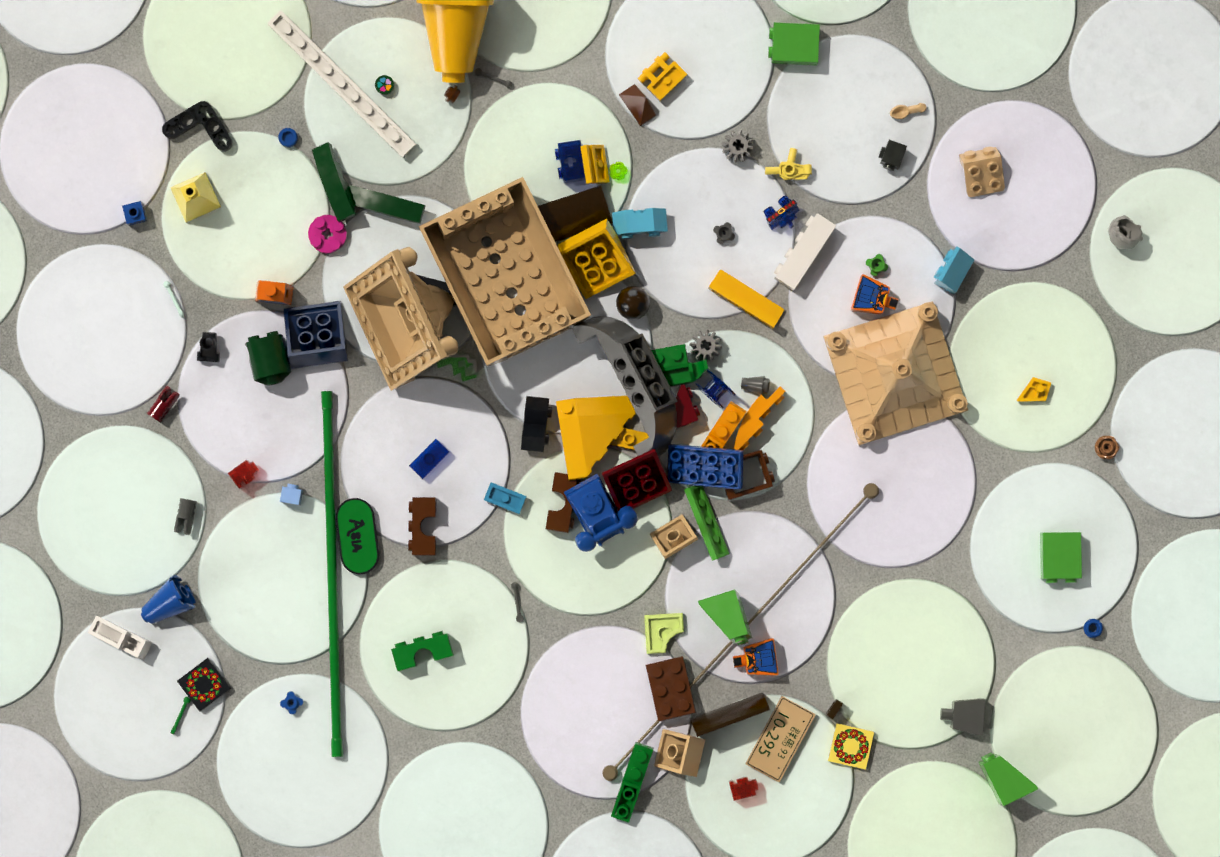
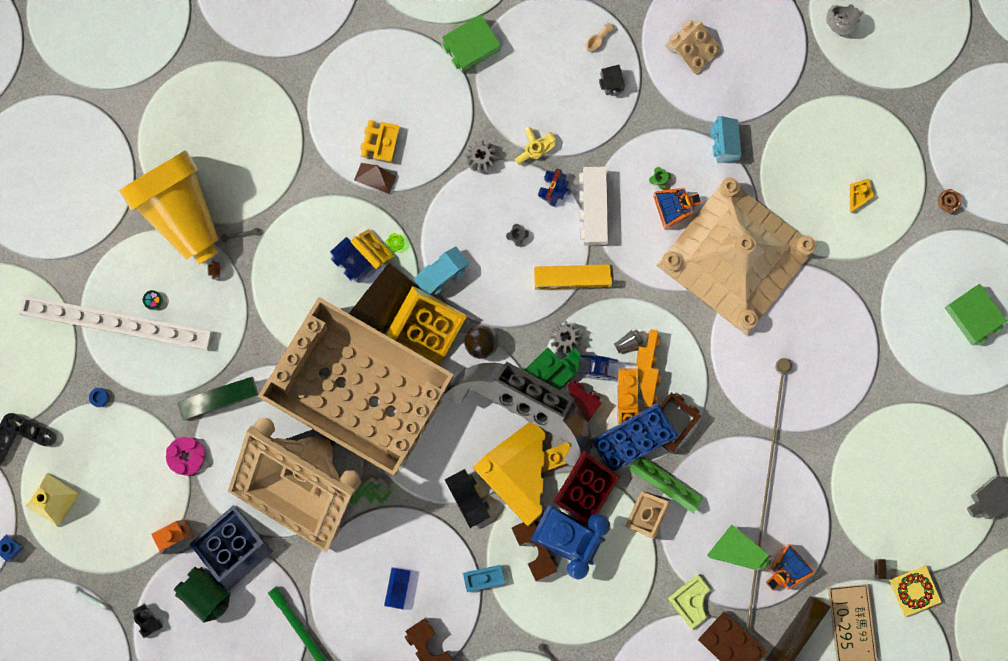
camera: 30 degrees left, 5 degrees down
(333, 182) = (162, 409): dark green slope -> none

